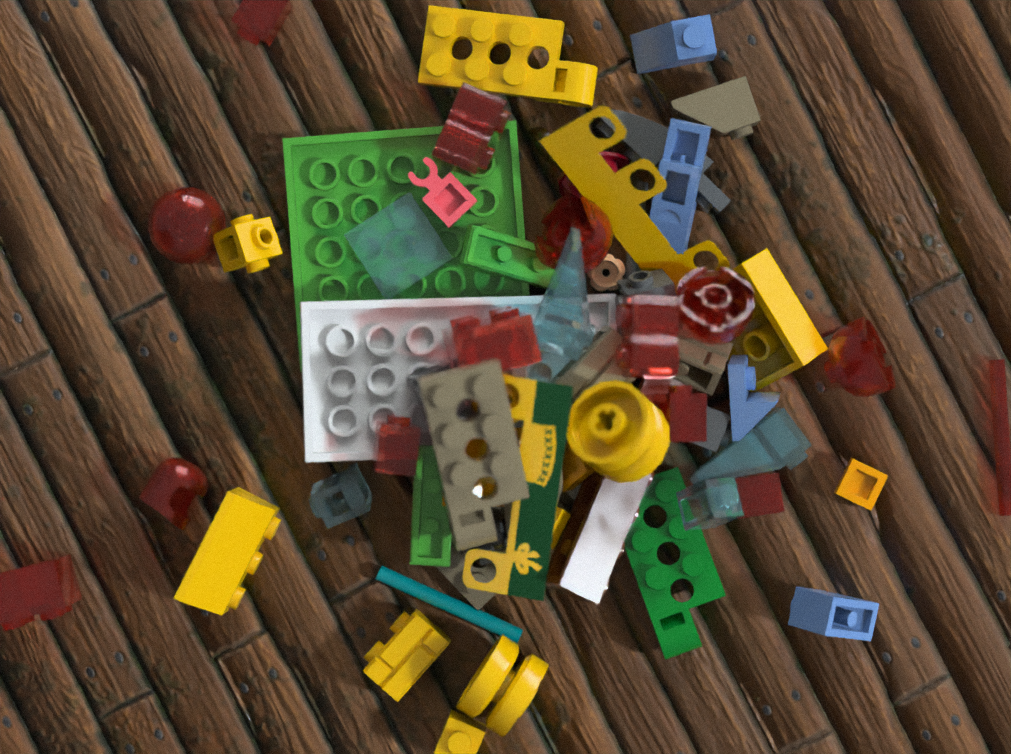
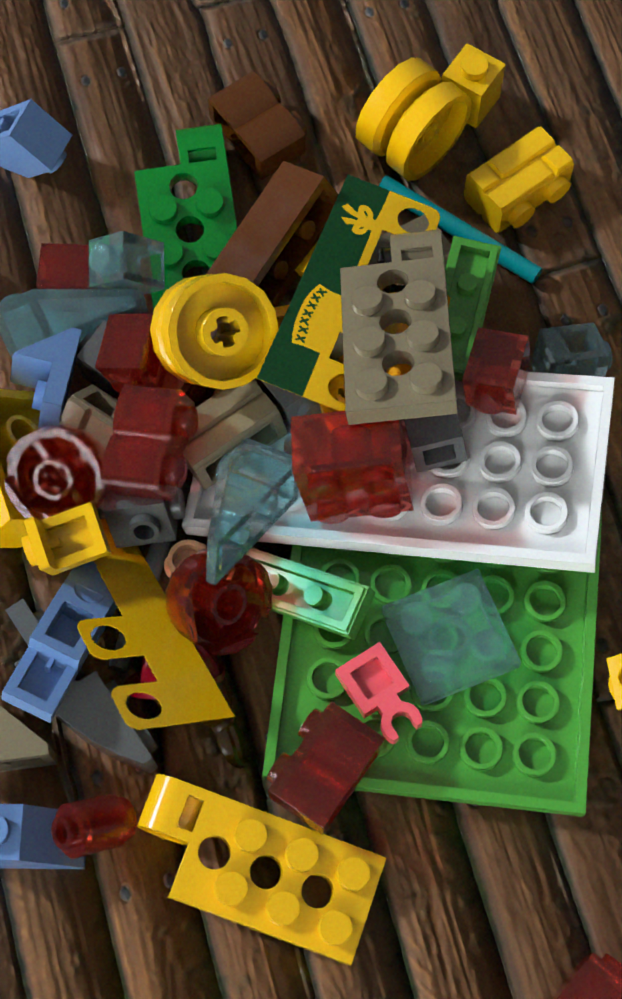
camera: 165 degrees left, 20 degrees down
(627, 60) = (93, 825): none -> clear red brick
(635, 669) = (258, 124): none -> reddish brown brick
(693, 251) = (65, 539): none -> yellow bracket

